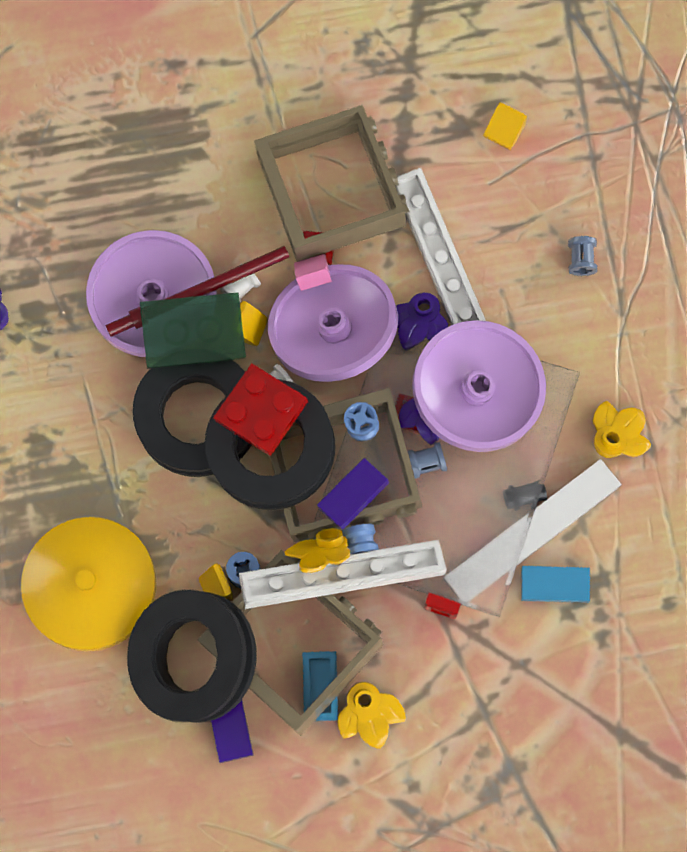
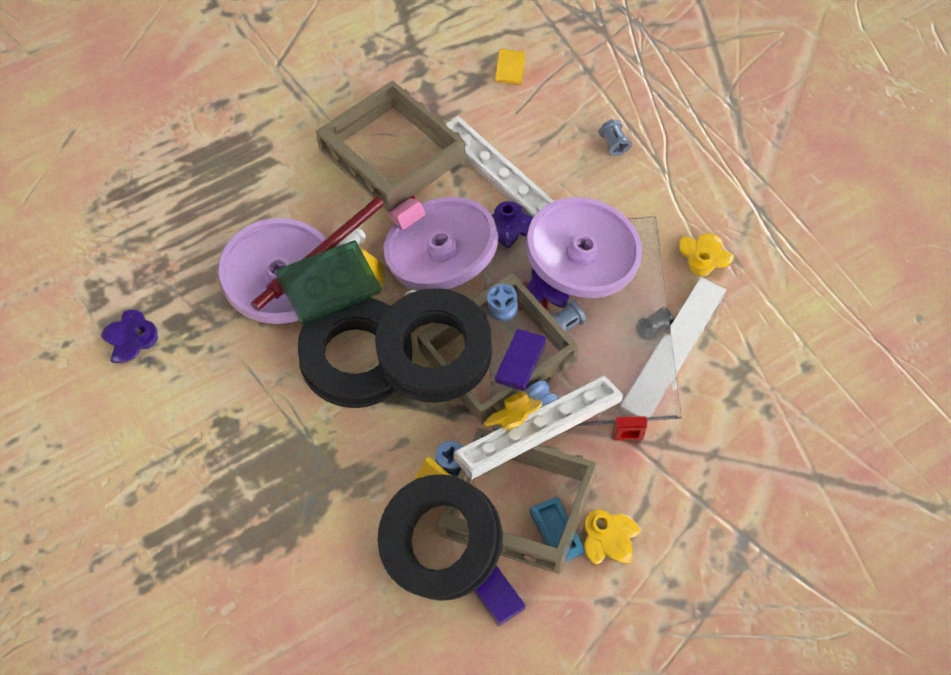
camera: 30 degrees left, 15 degrees down
(88, 583) = (318, 521): yellow dish -> none
(261, 409) = (416, 315): red plate -> none
(555, 584) = (711, 382): dark azure tile -> none

